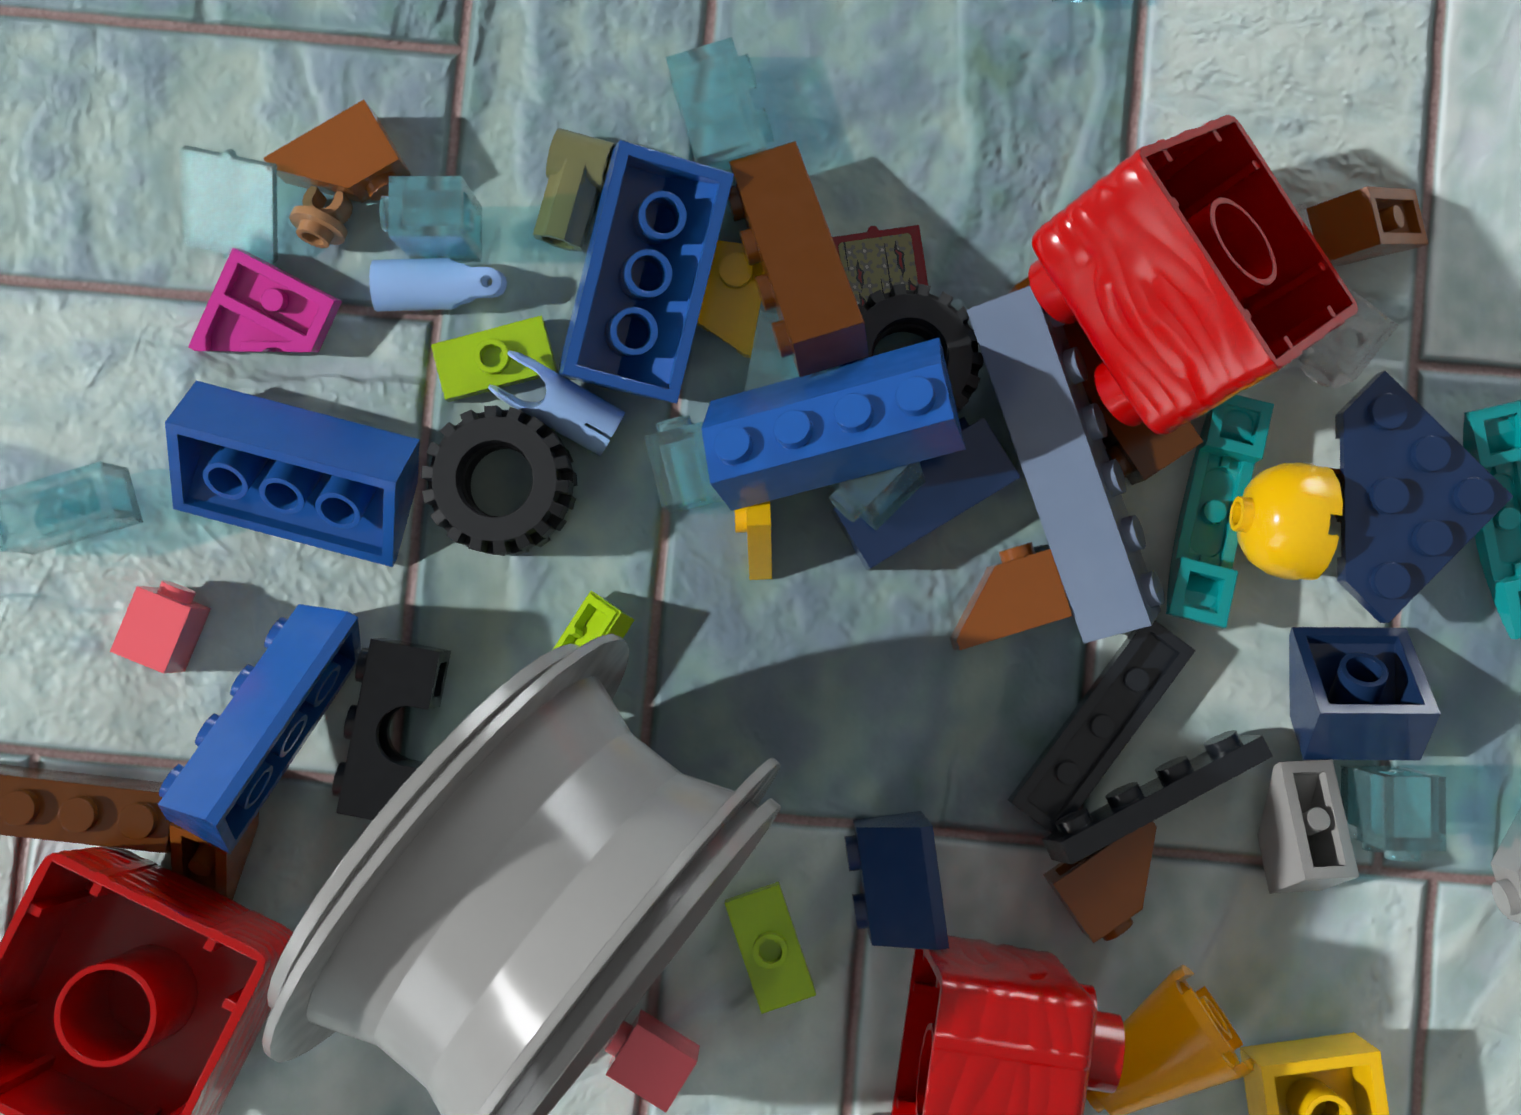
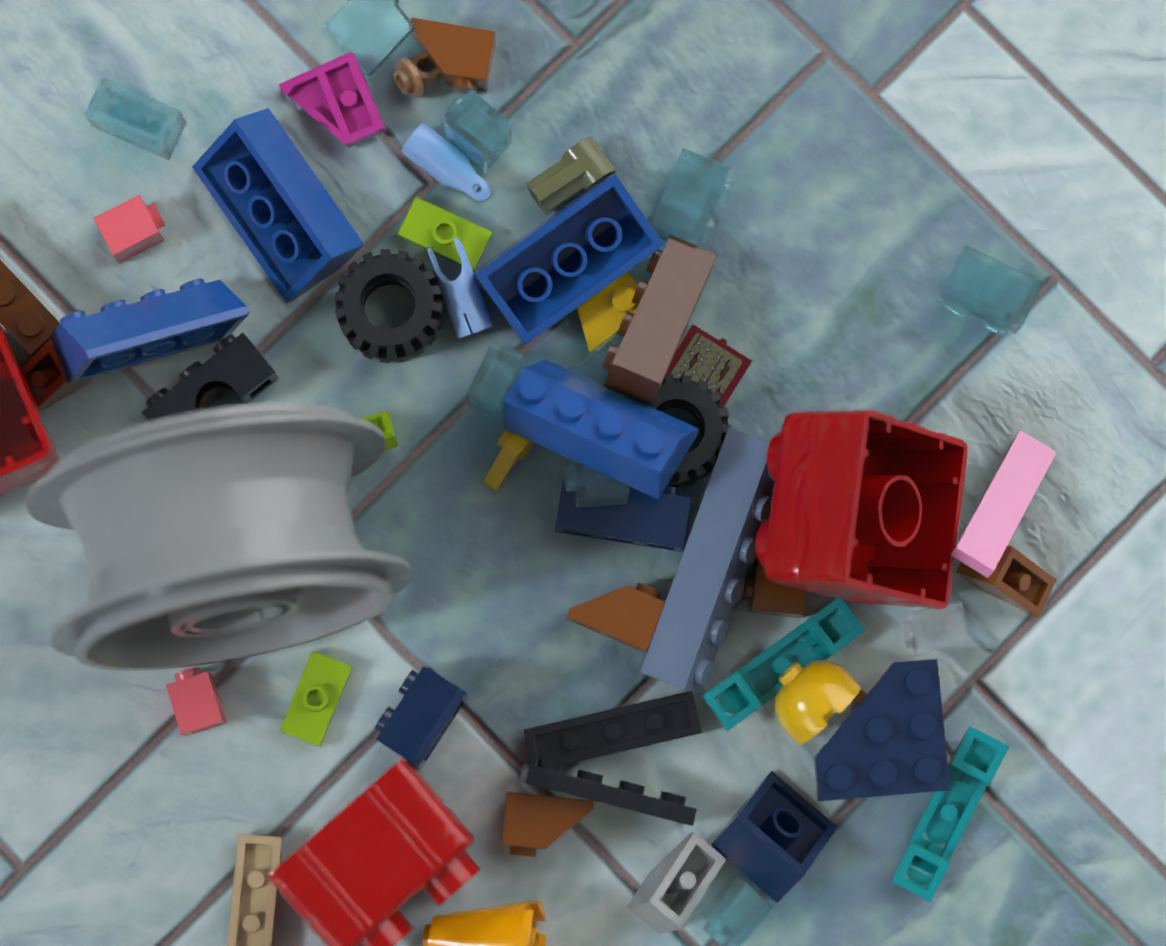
camera: 30 degrees right, 5 degrees down
(1315, 153) = (1003, 504): none -> bright pink tile

